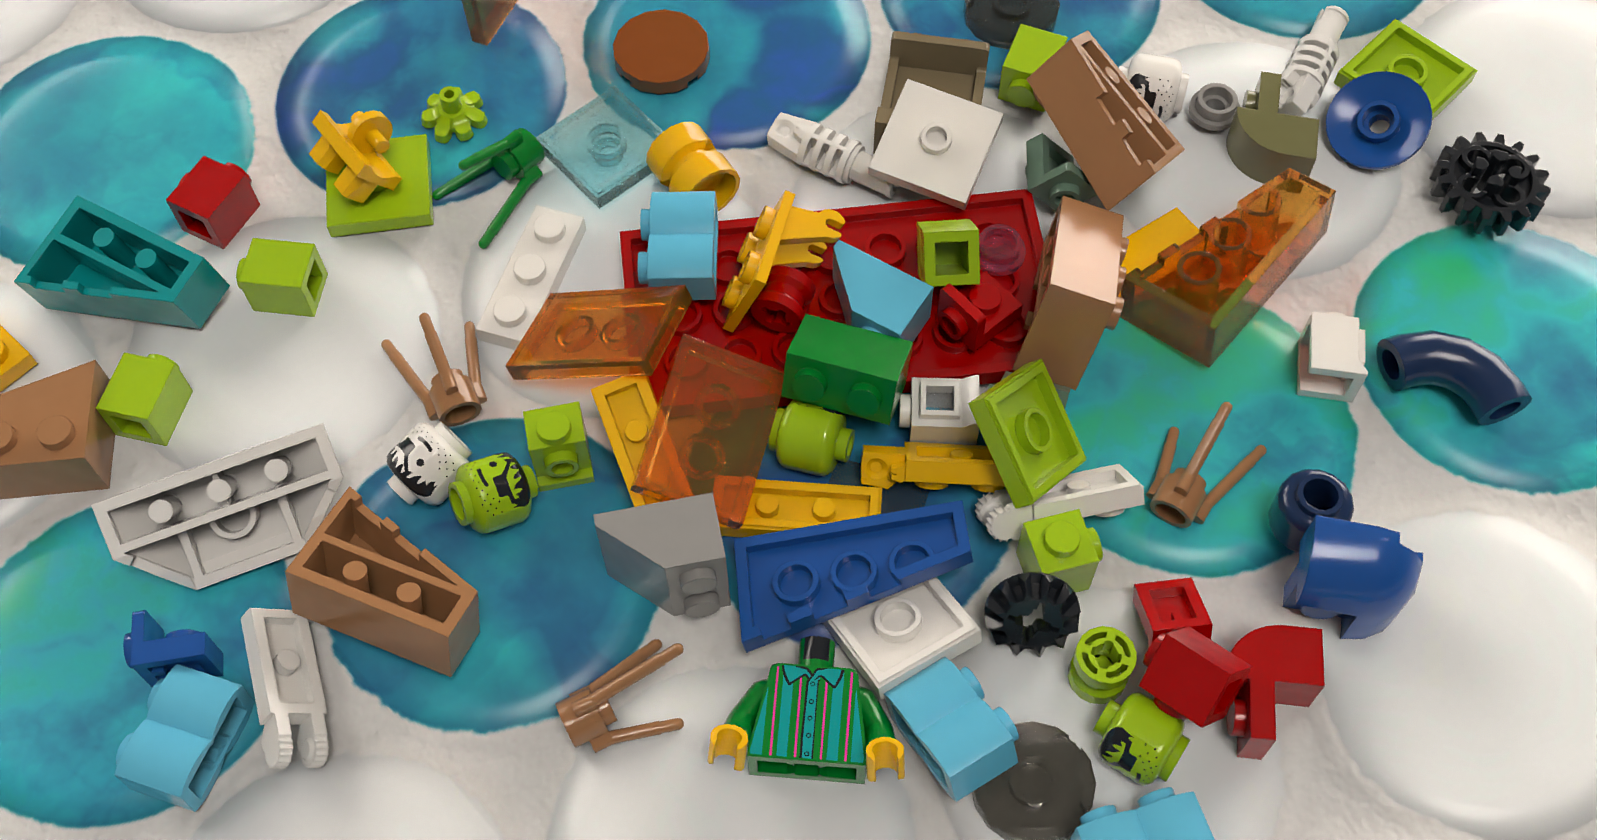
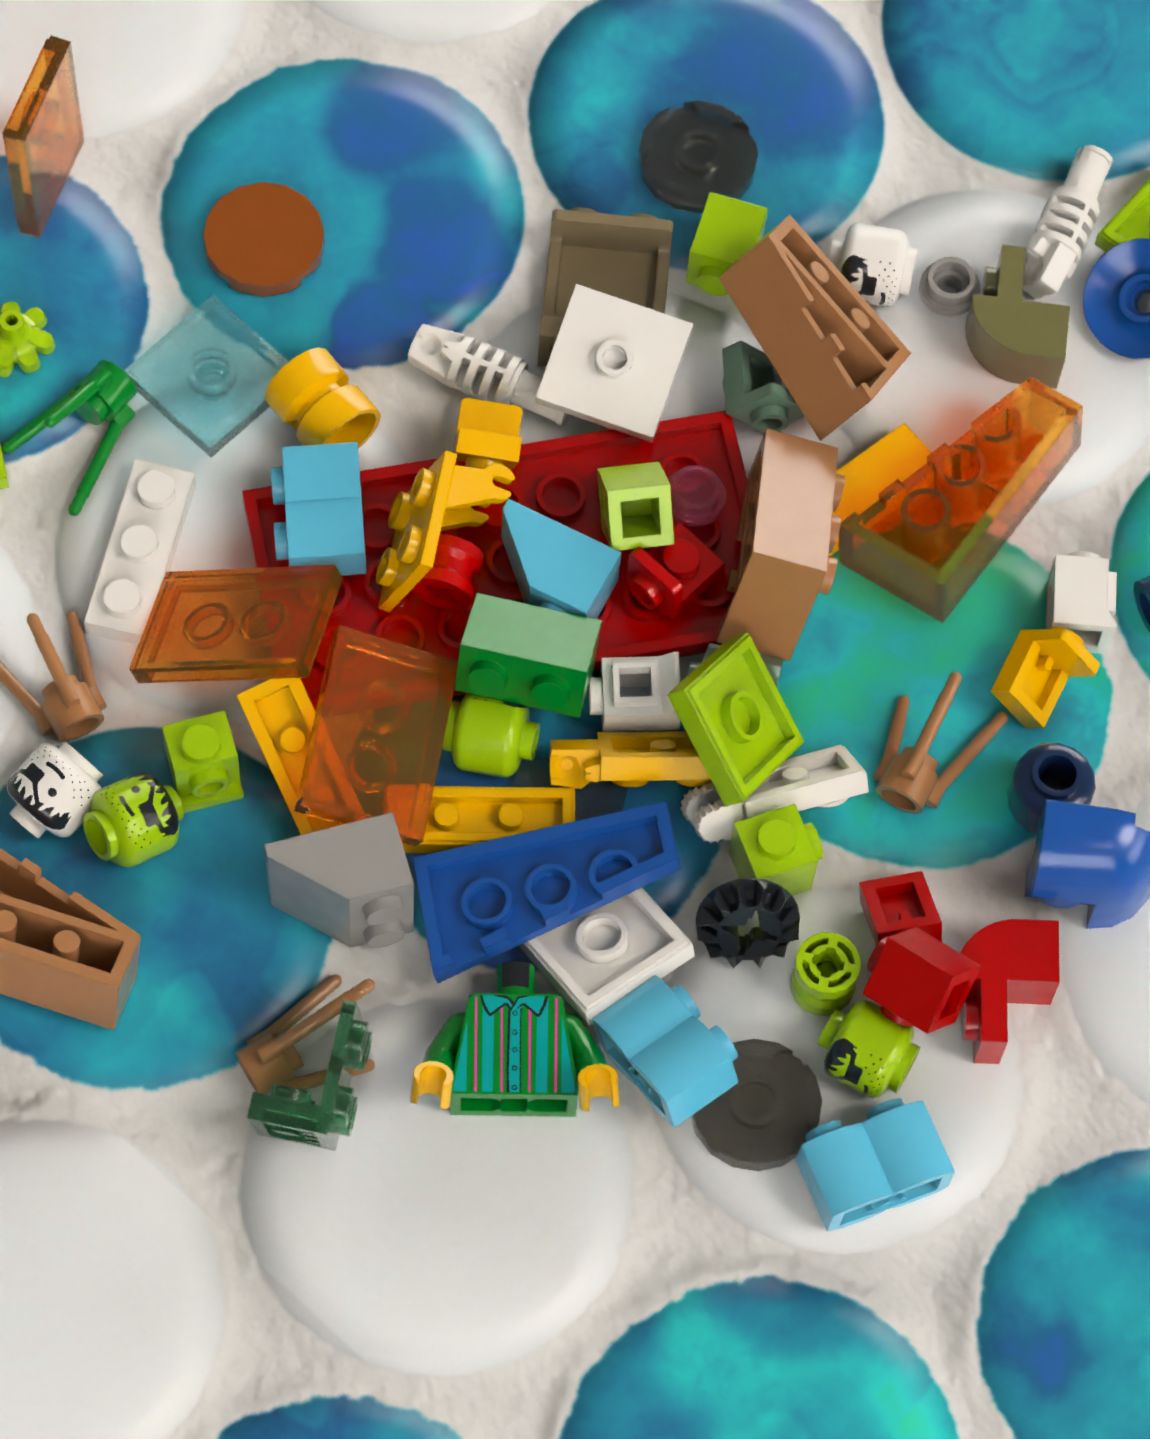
camera: 10 degrees left, 5 degrees up
(637, 762) = (294, 1117): none -> clear green bracket
(826, 189) = (488, 433): none -> yellow bracket
(1296, 409) = (1038, 672): none -> yellow bracket

